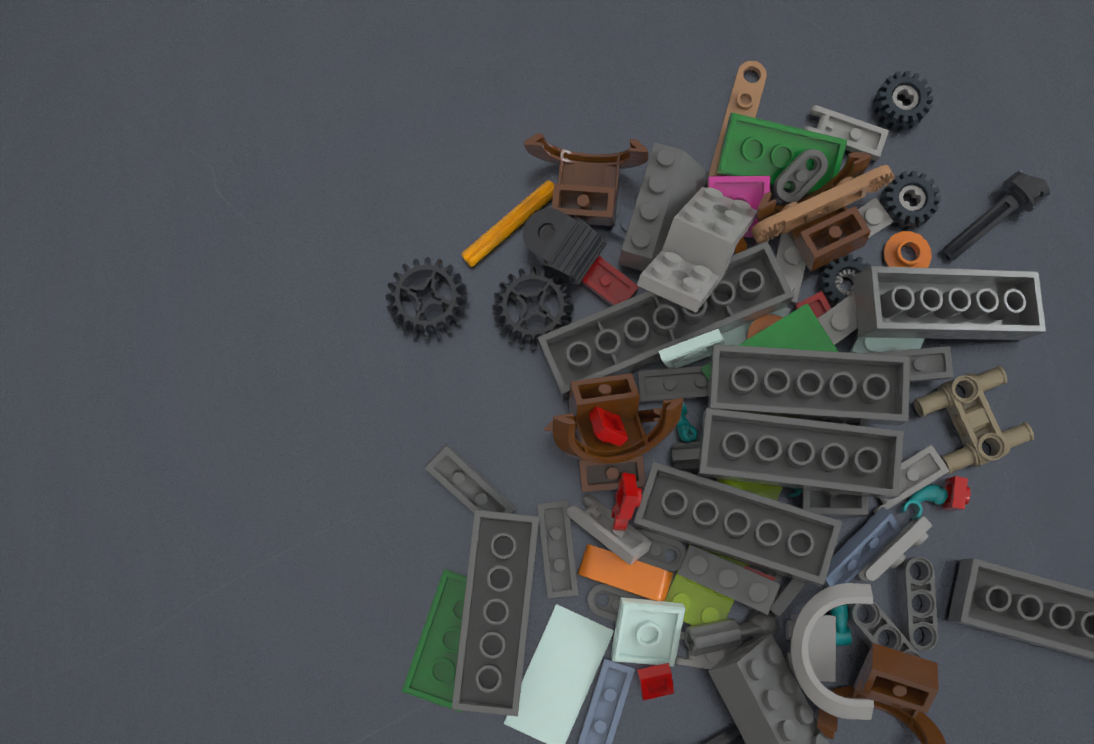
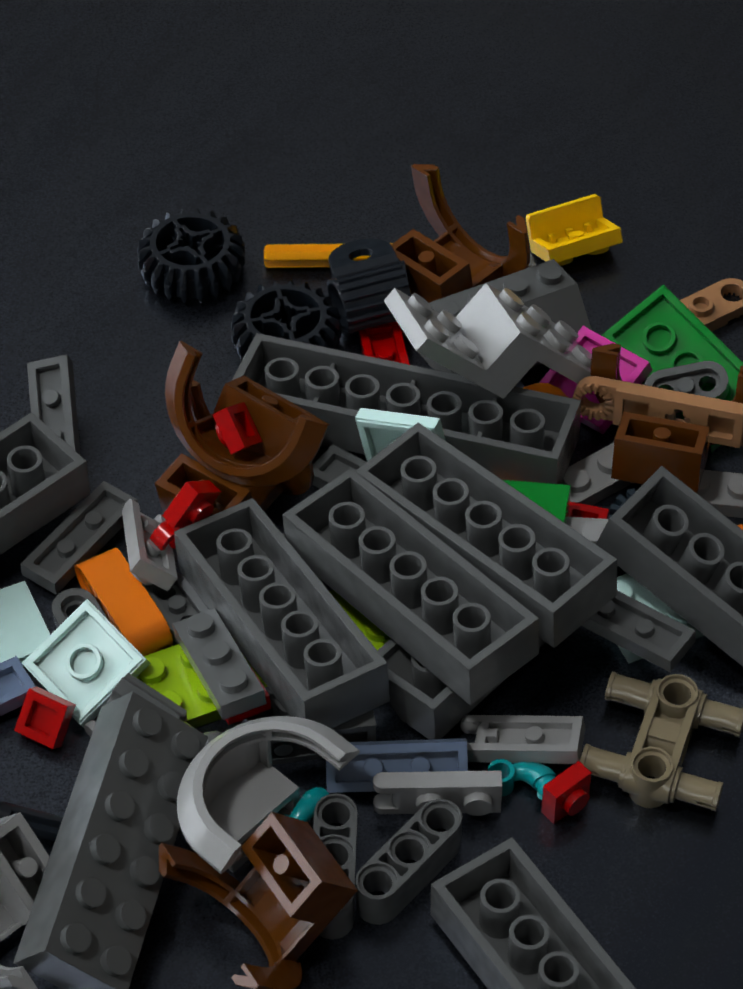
camera: 45 degrees right, 30 degrees down
(629, 102) = (571, 230): none -> yellow bracket

